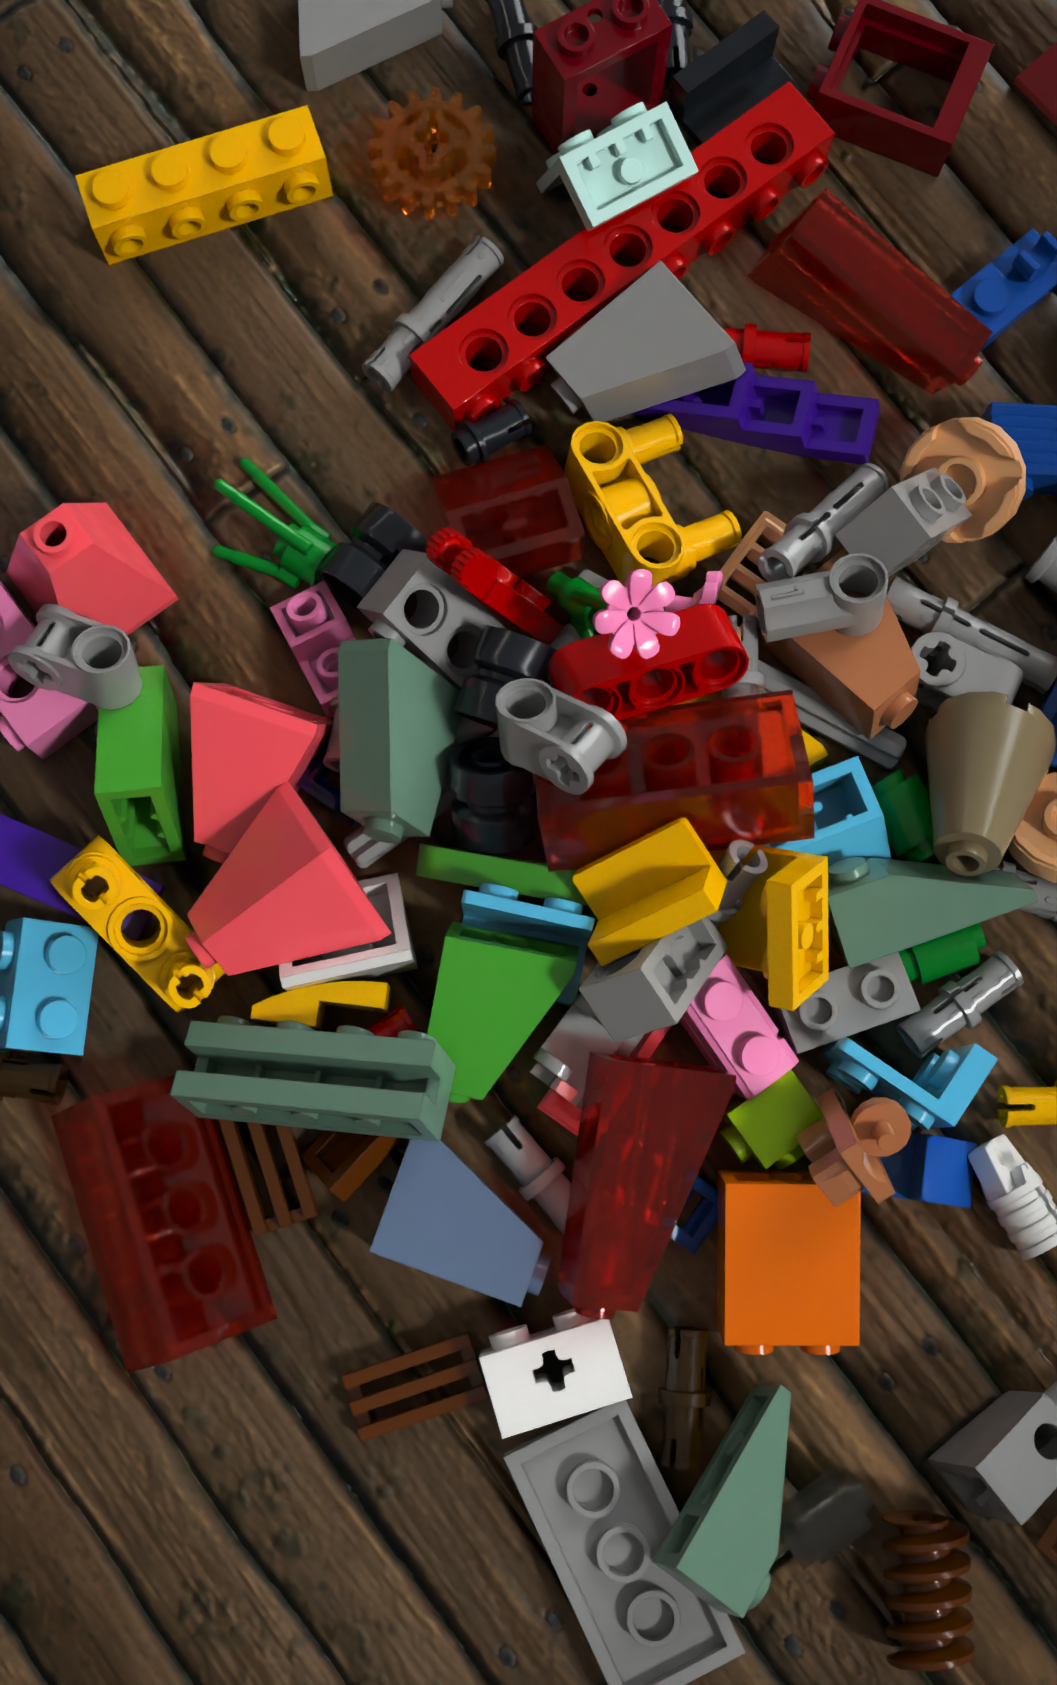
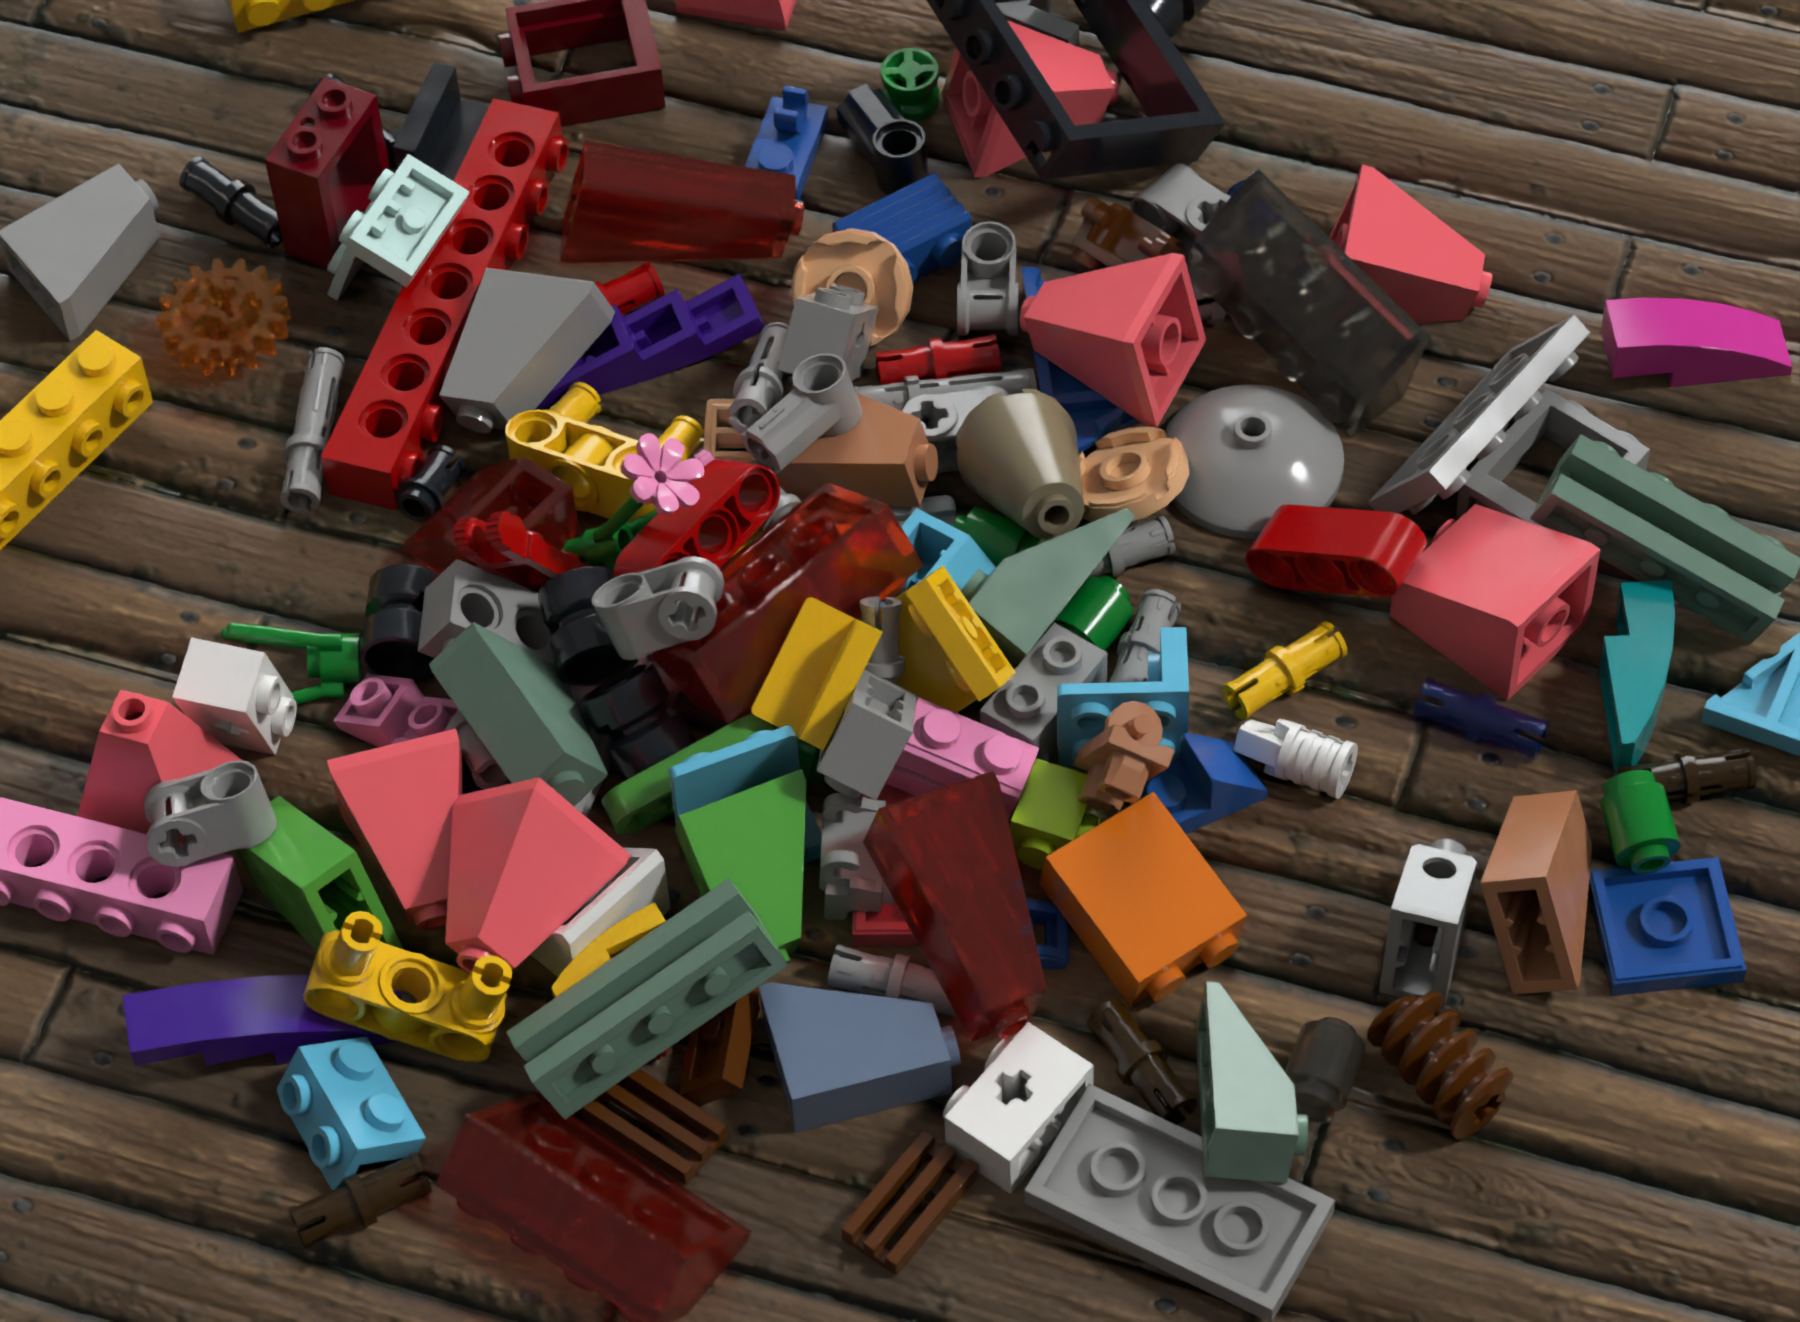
camera: 30 degrees left, 25 degrees down
(184, 547) = (235, 696): none -> white brick
(989, 595) = (939, 360): none -> red pin

